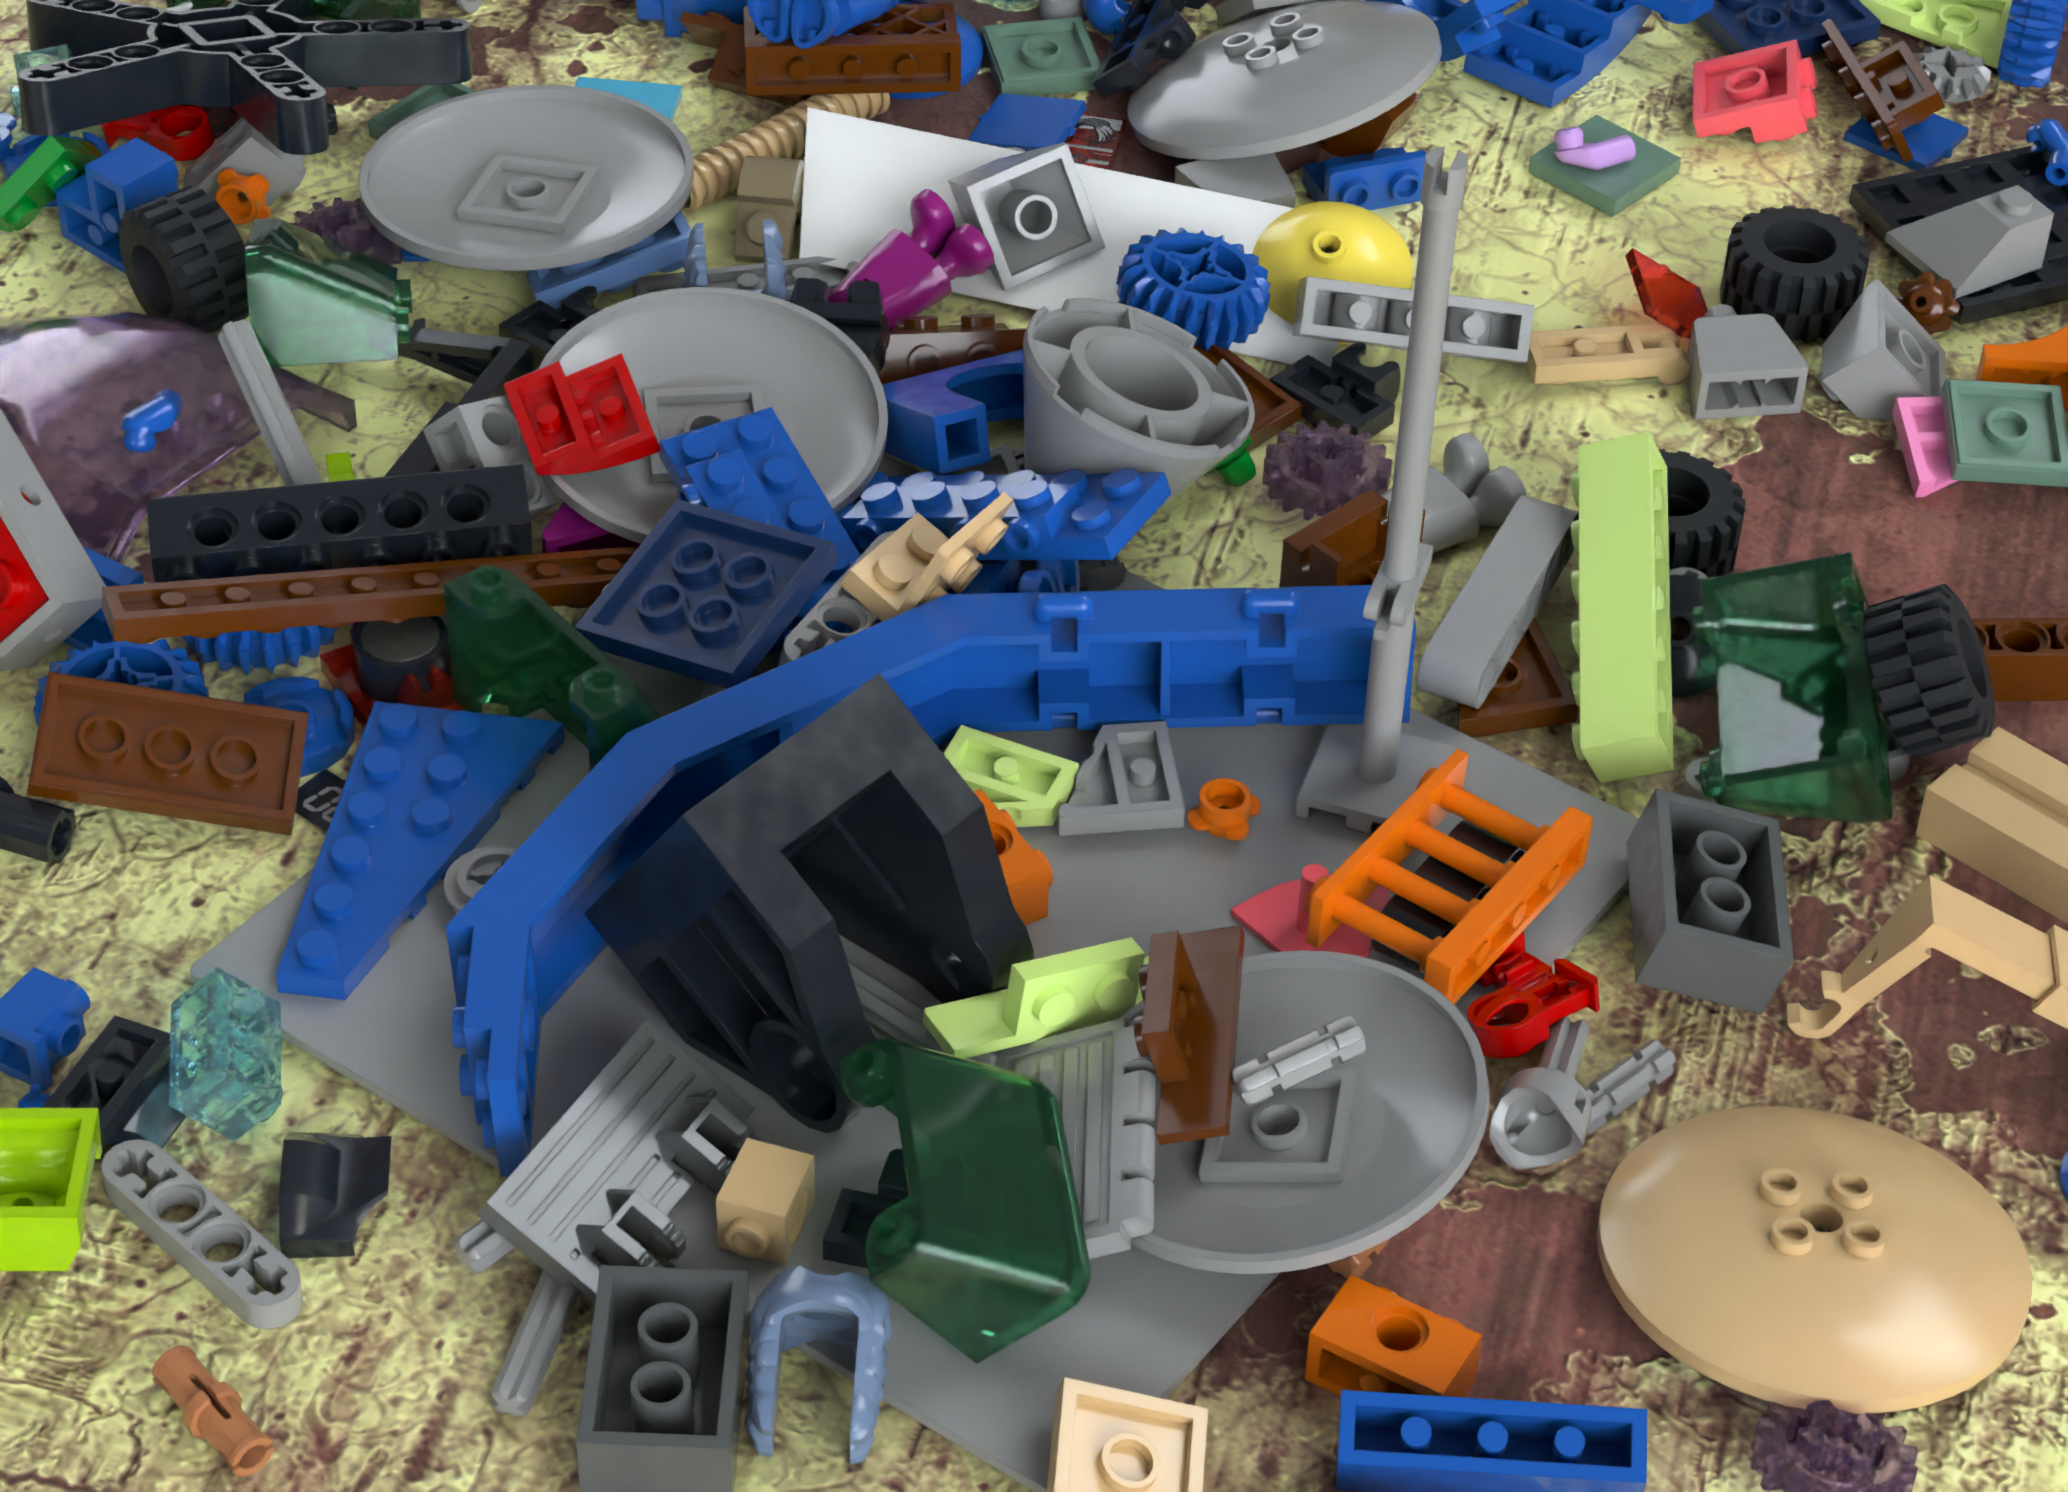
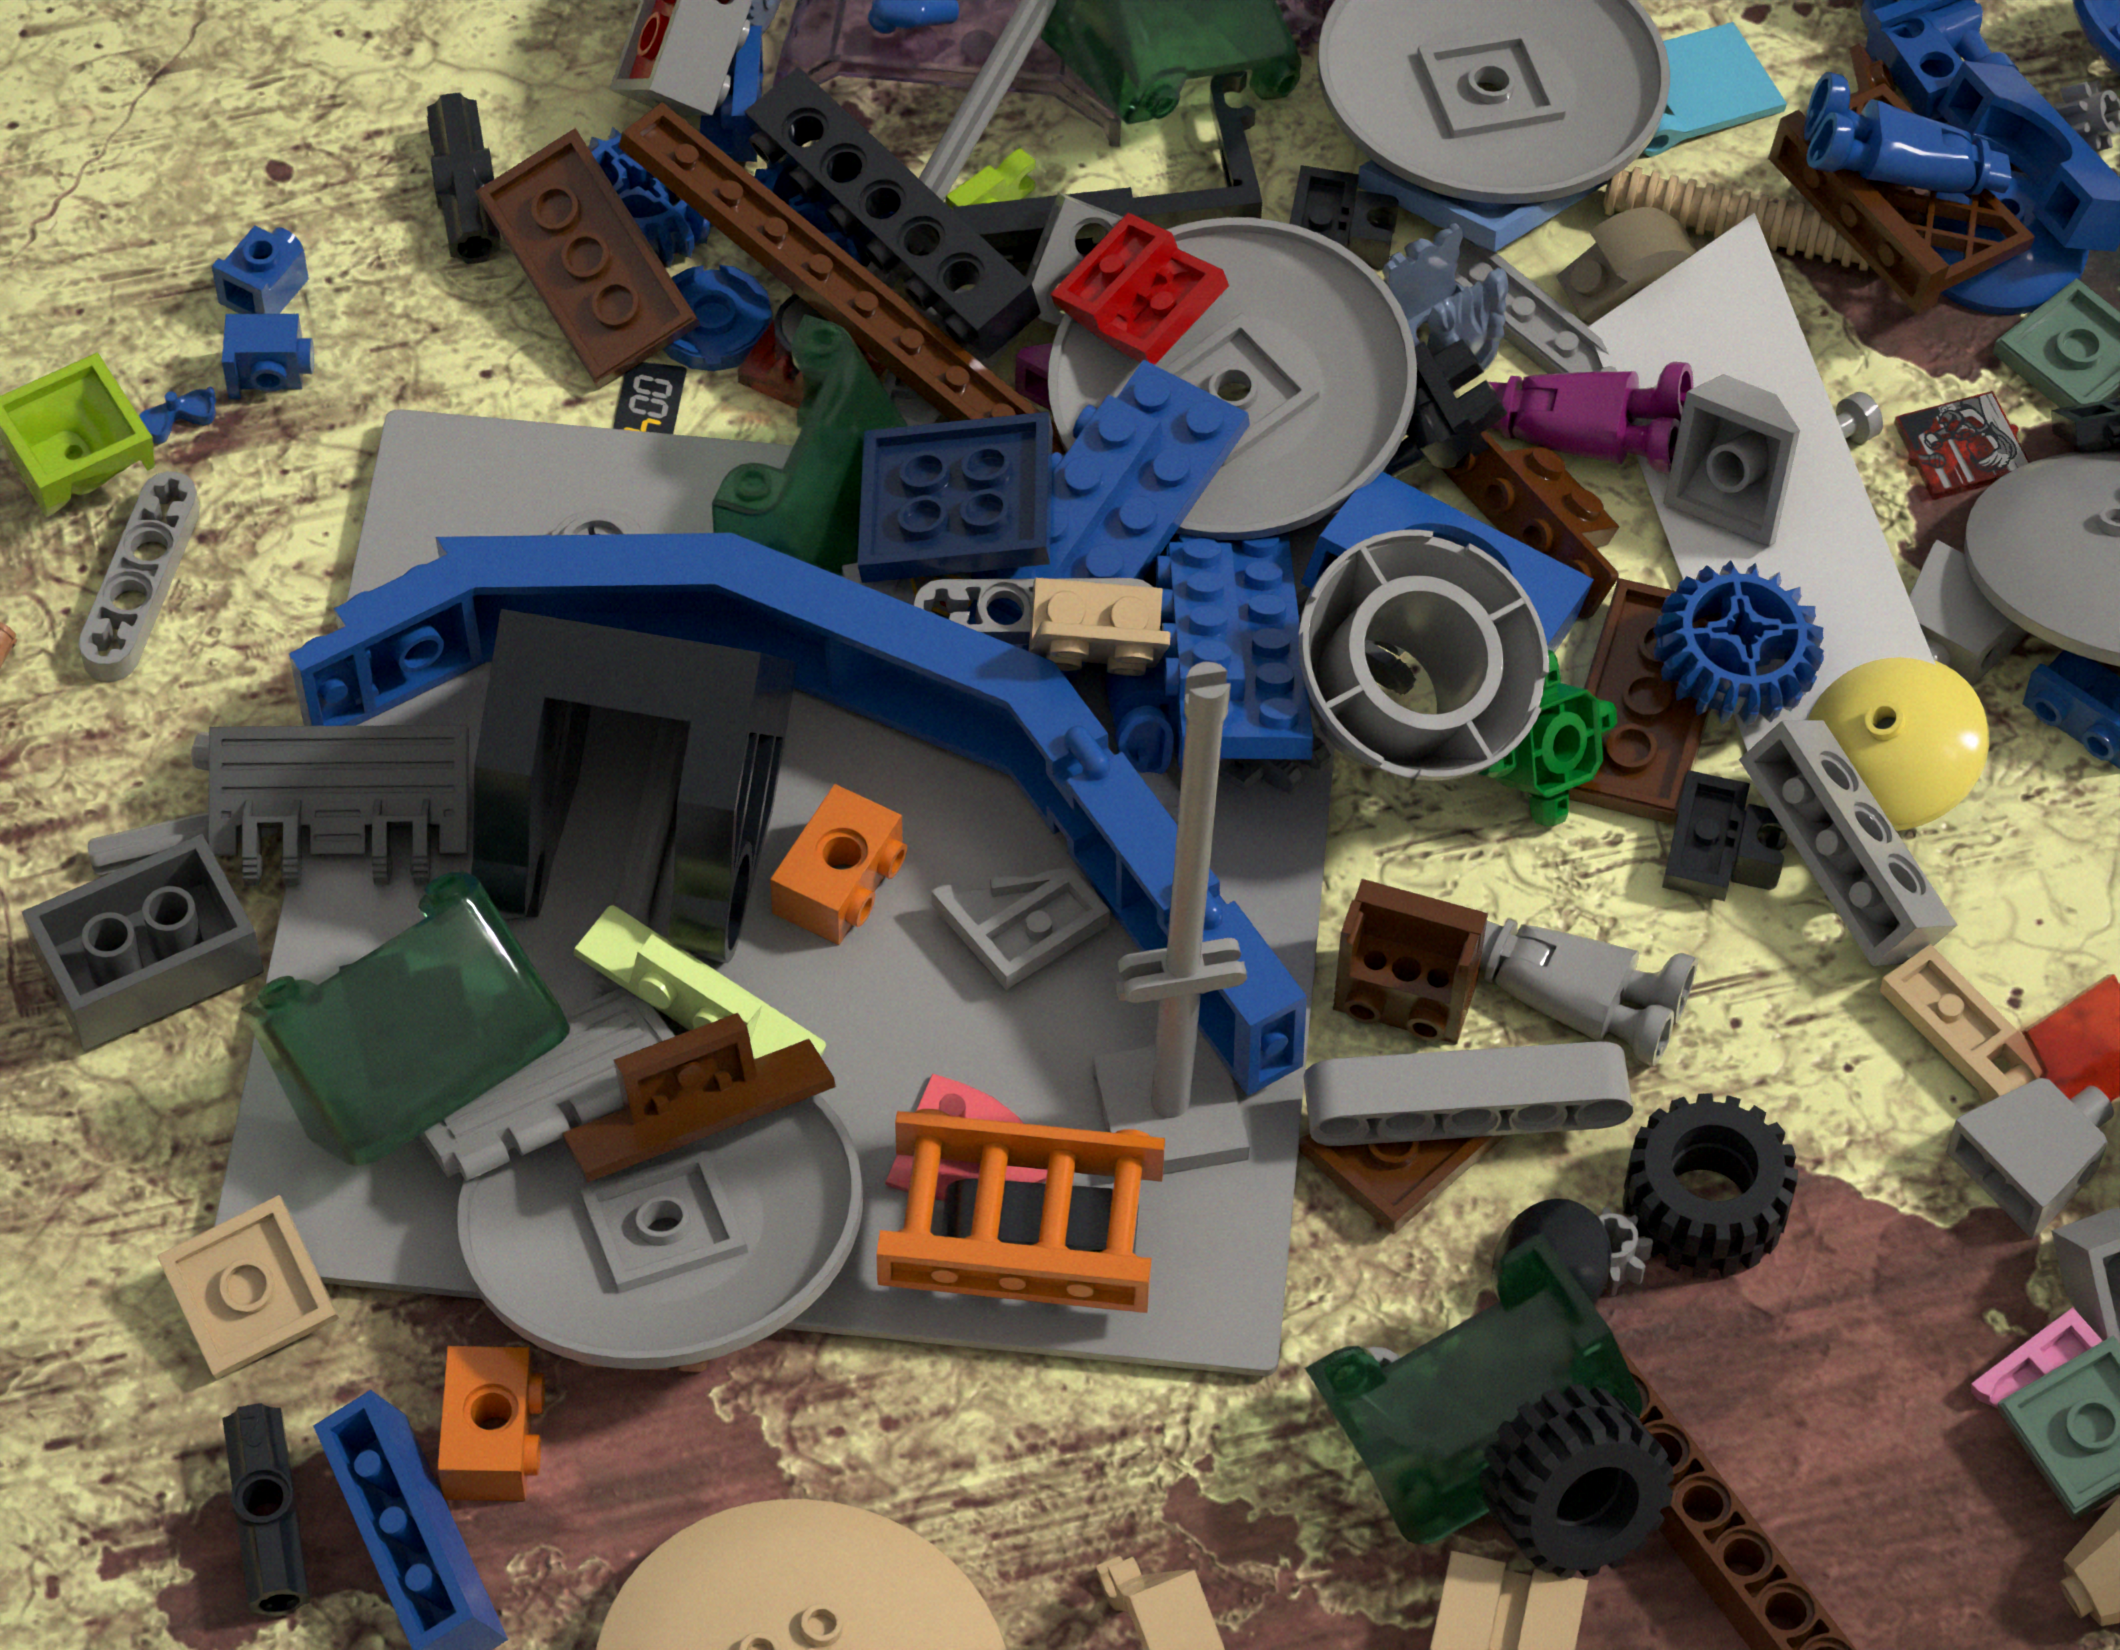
camera: 60 degrees right, 15 degrees up
(127, 1081) = (236, 445): black slope -> none
(225, 1054) = (295, 470): clear light blue brick -> none
(328, 1190) = (224, 622): black slope -> none
(410, 807) = (626, 453): blue wing -> none
(765, 1201) = (357, 908): tan brick -> none
(811, 1309) = (178, 1003): sand blue piece -> none
(1013, 775) = (949, 823): yellowish green wing -> none
(1028, 121) = (1949, 393): blue piece -> none
(1224, 809) = (1038, 994): orange plate -> none
(1298, 1060) = (697, 1191): light grey axle -> none
(1324, 468) = (1588, 878): clear purple gear -> none
(1528, 999) = (969, 1353): red piece -> none
(1544, 1104) = (829, 1412): light grey piece -> none
(1622, 609) = (1512, 1192): yellowish green brick -> none
(1628, 1082) = (924, 1465): light grey axle -> none
(1708, 901) = (1168, 1429): dark grey brick -> none

